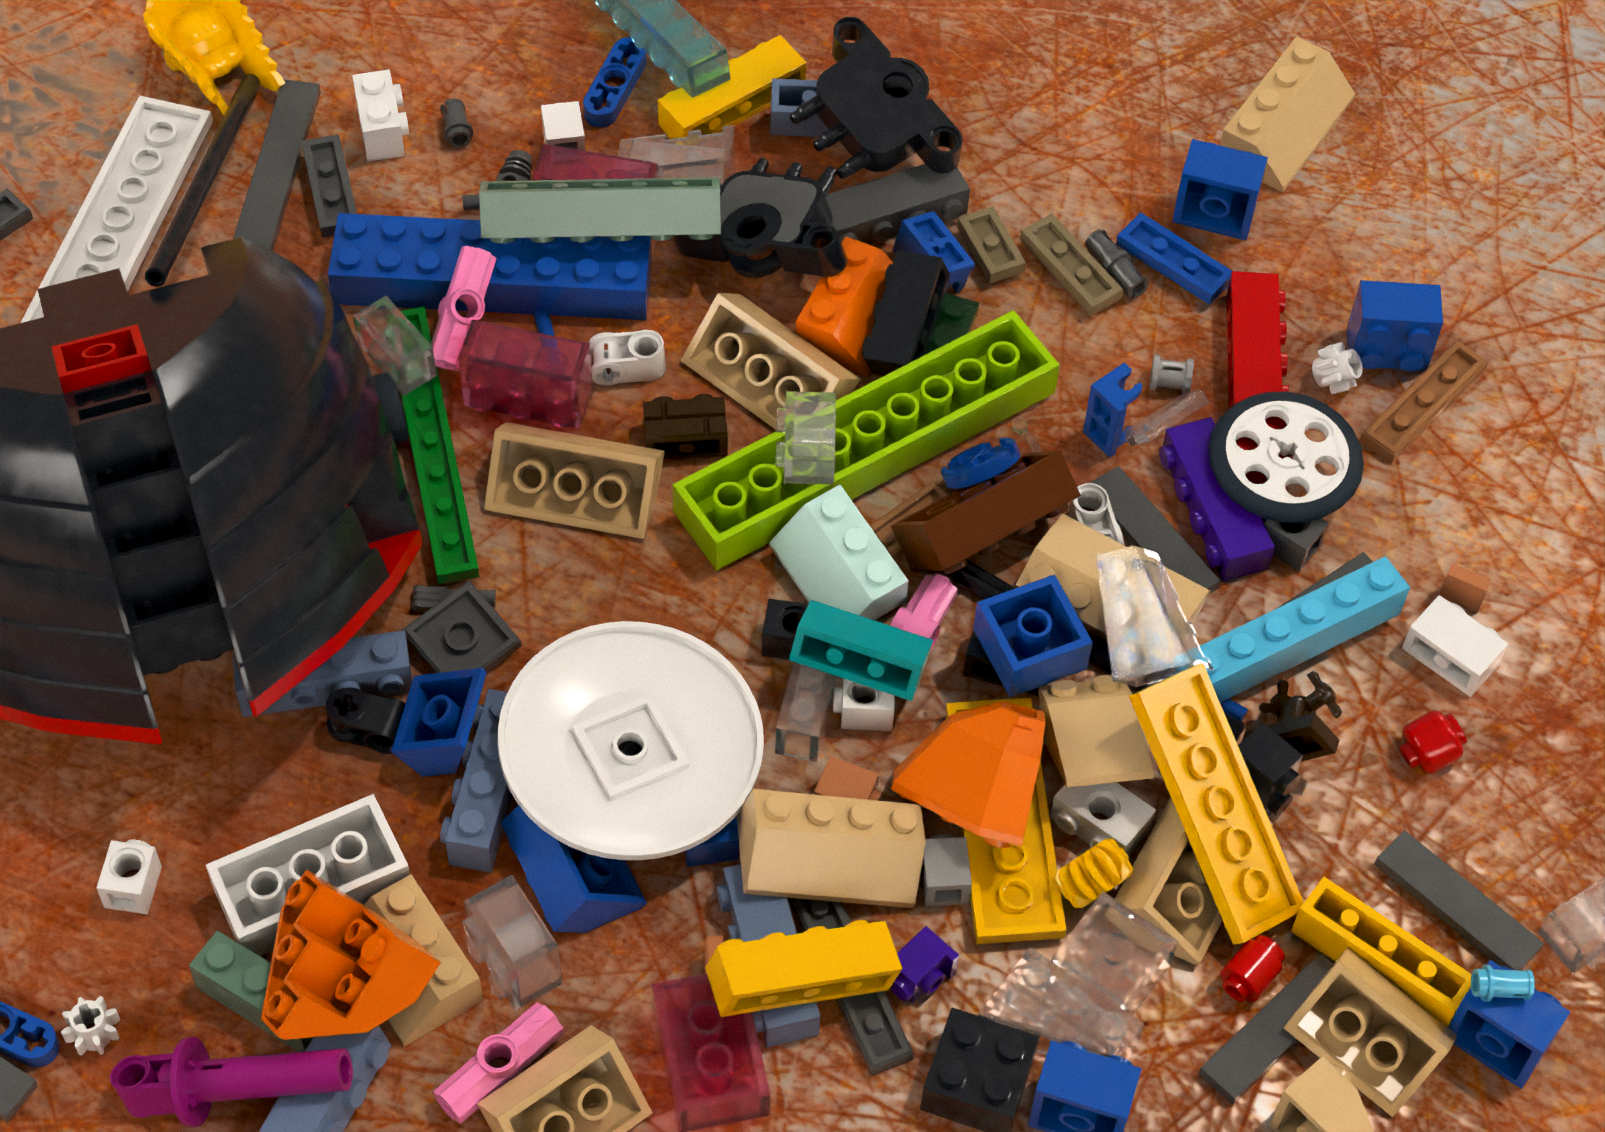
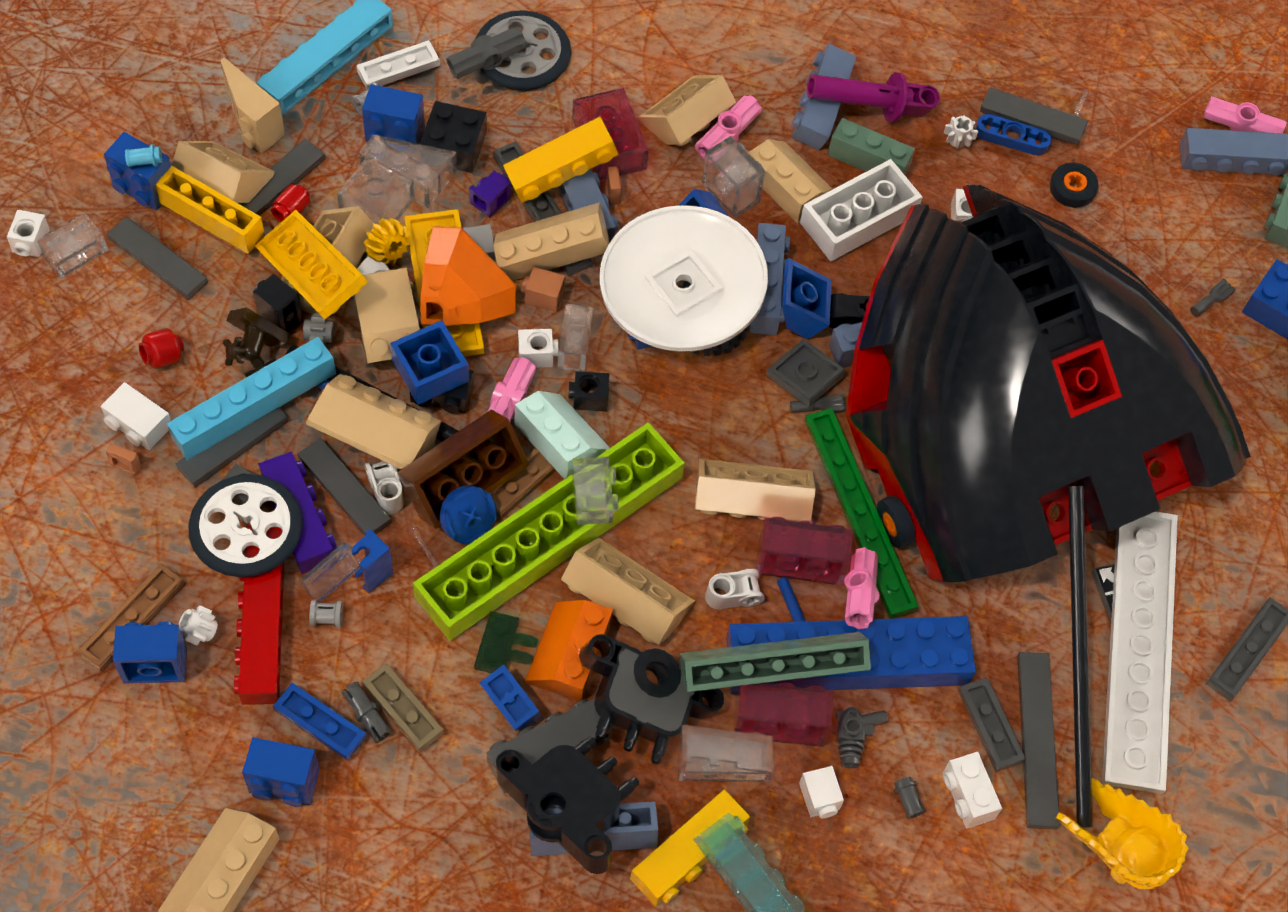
camera: 170 degrees right, 5 degrees up
(339, 965) = (828, 139): orange brick -> none
(395, 345) = (902, 554): clear brick -> none
(615, 96) = (803, 839): blue beam -> none
(686, 426) = (683, 535): dark brown brick -> none
(860, 650) = (542, 350): teal brick -> none
(906, 312) = (530, 625): black brick -> none
(991, 245) = (466, 720): dark tan plate -> none
(1143, 619) = (354, 361): clear wedge -> none

